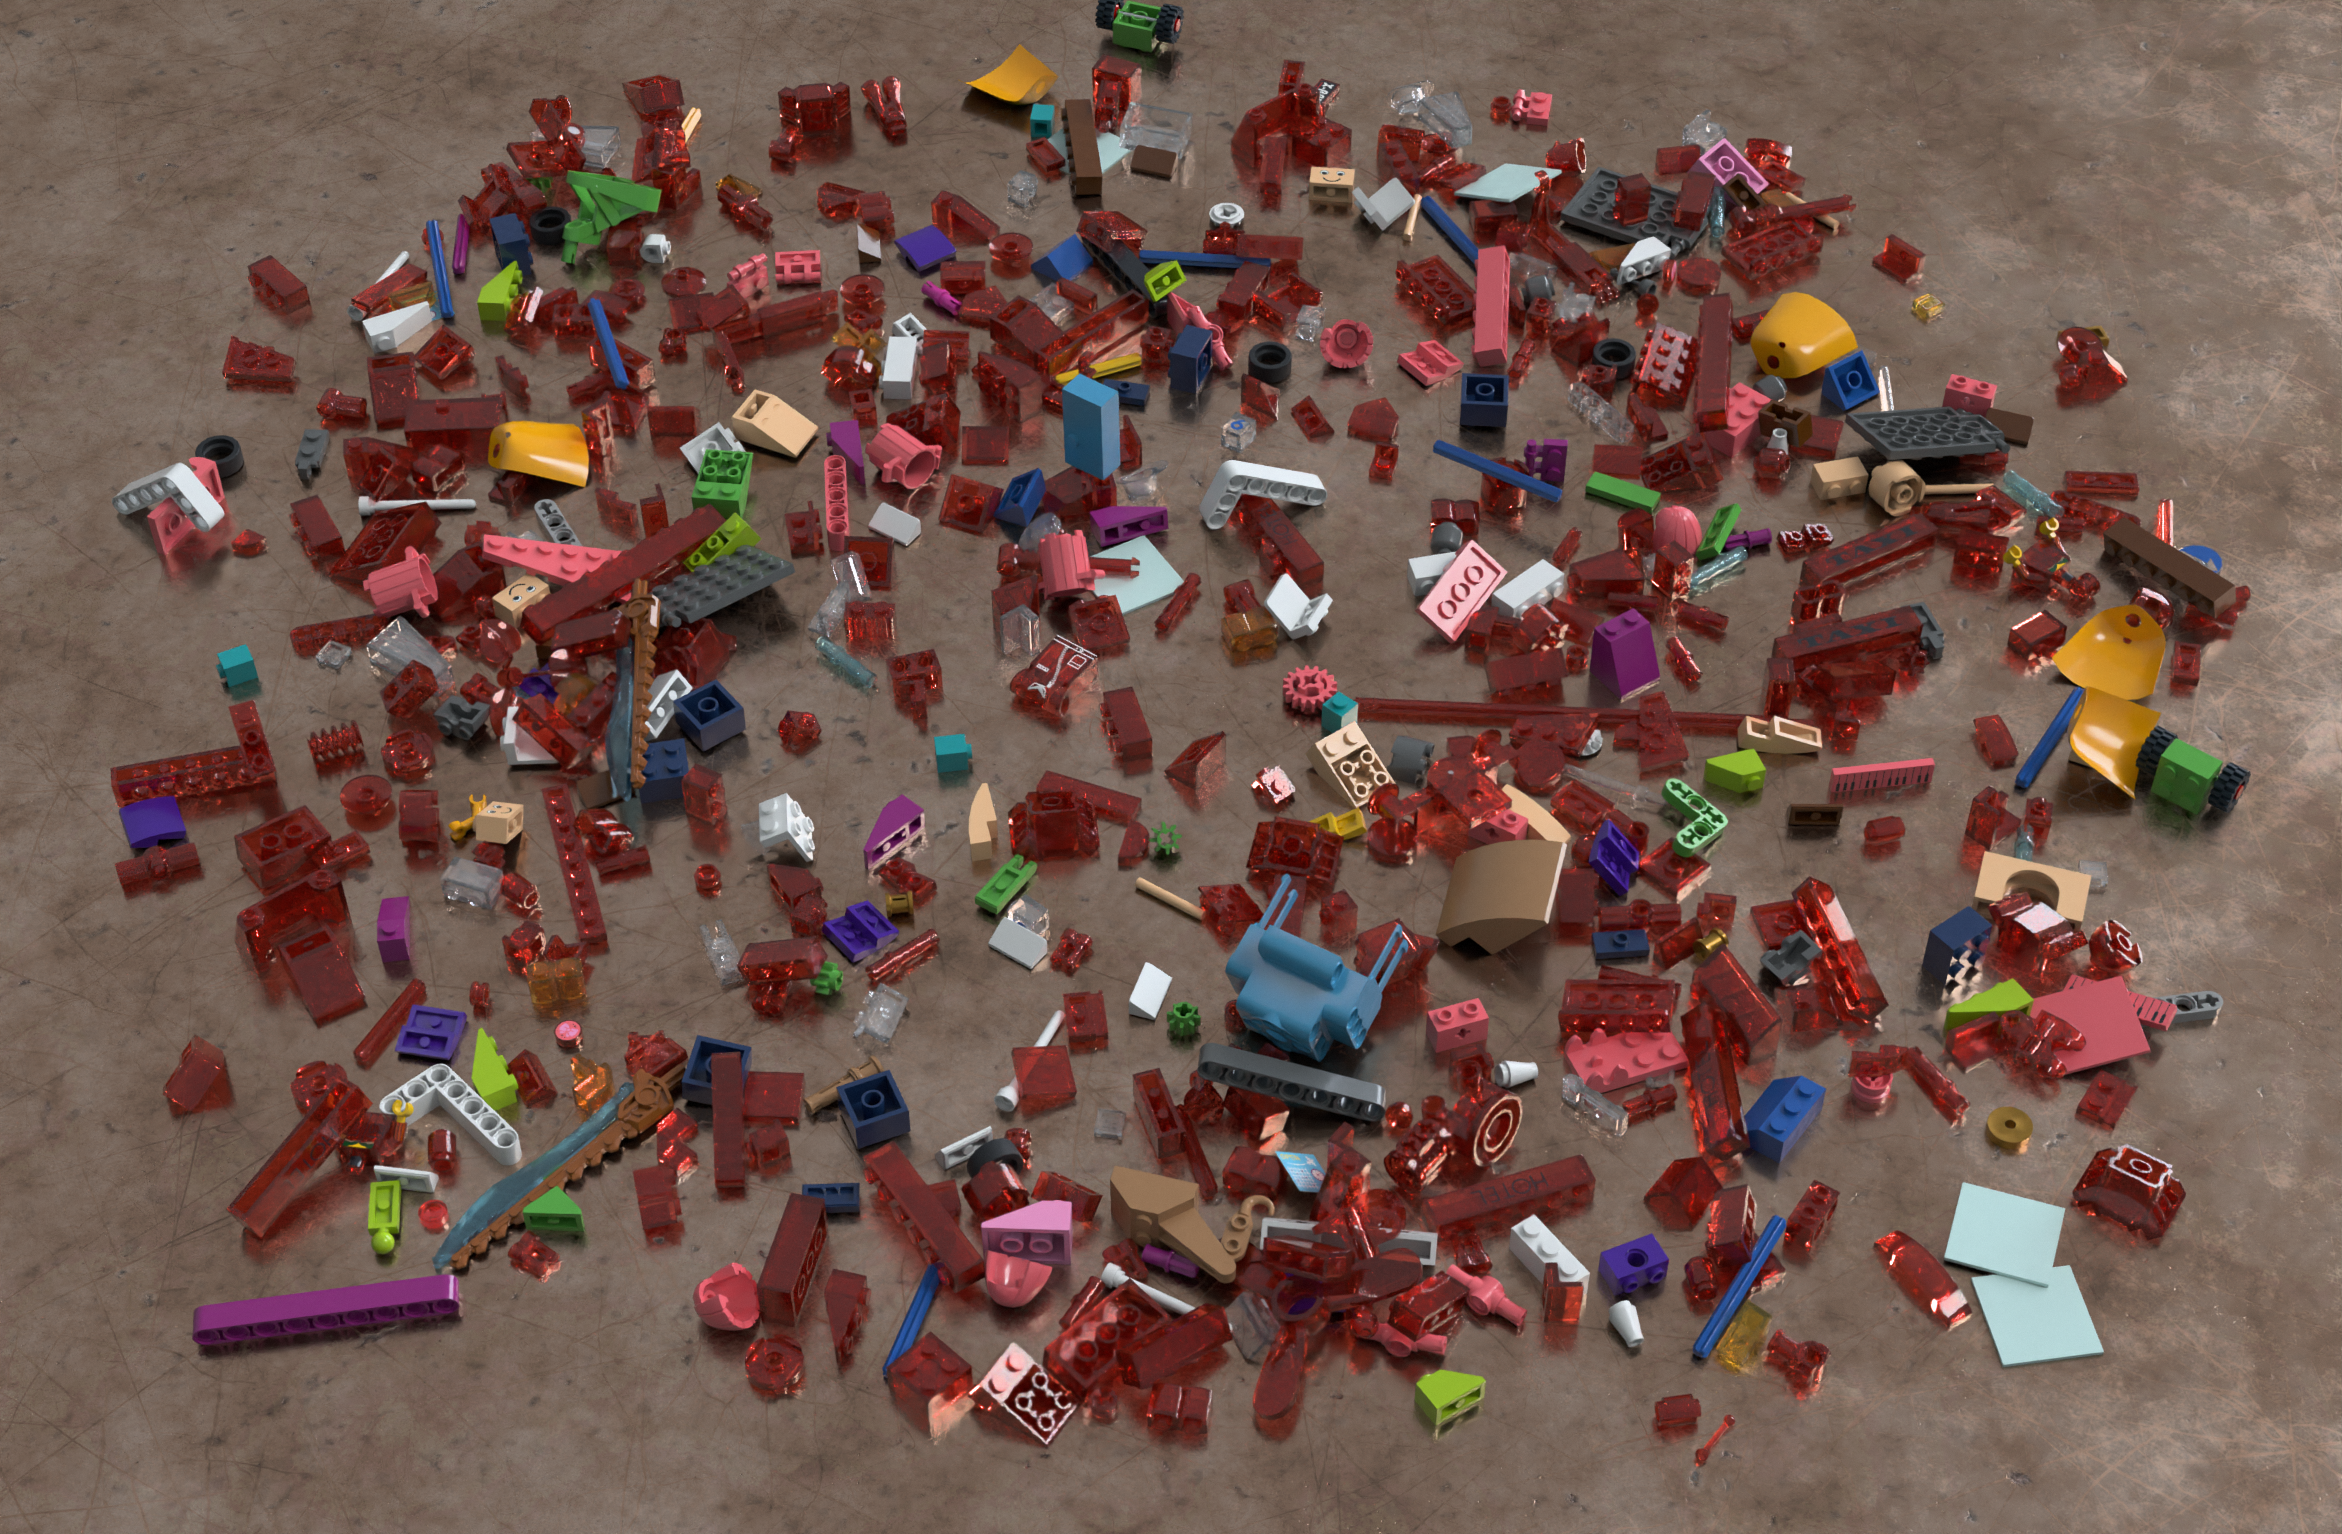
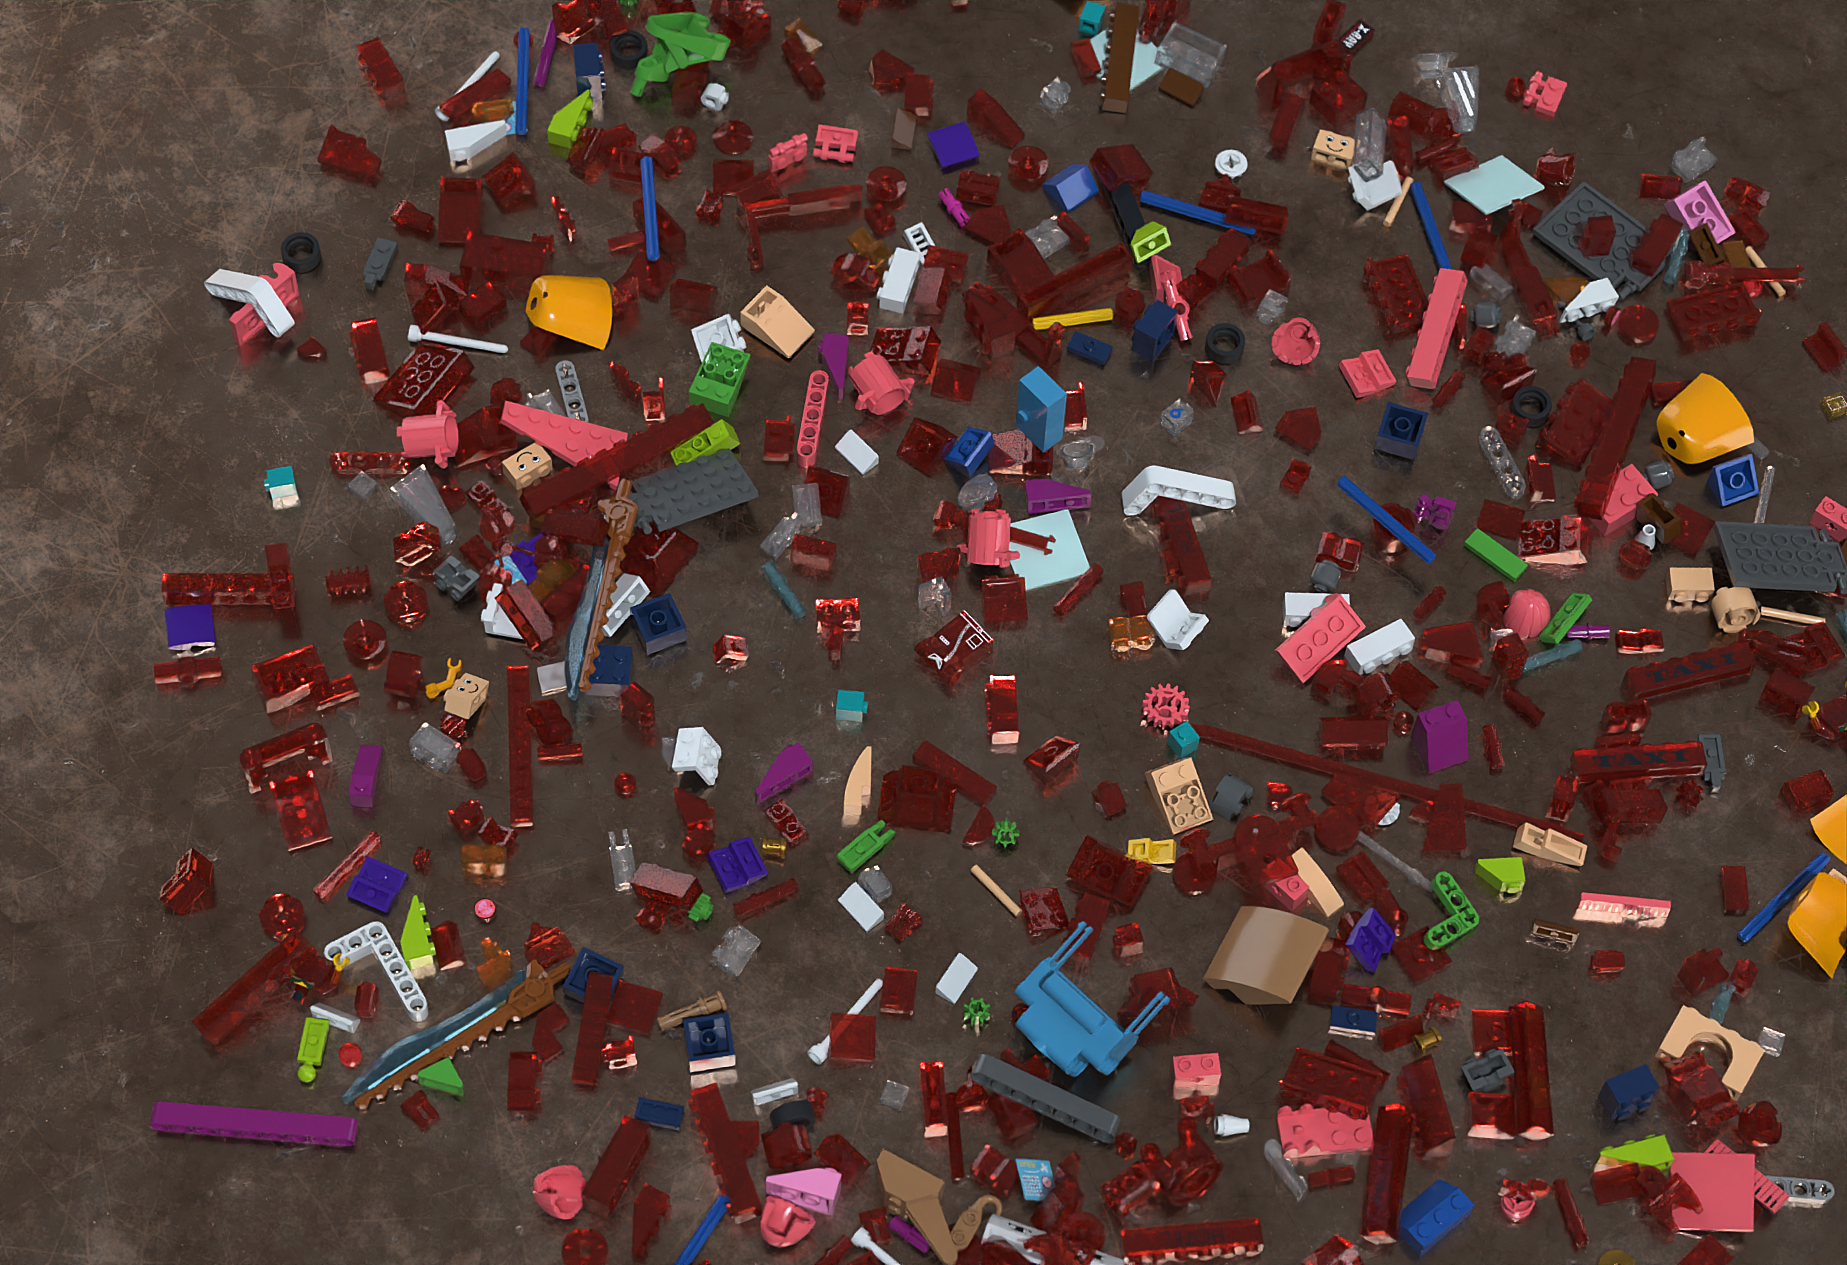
camera: 10 degrees right, 15 degrees up
(1368, 169) = (1369, 145): none -> clear brick

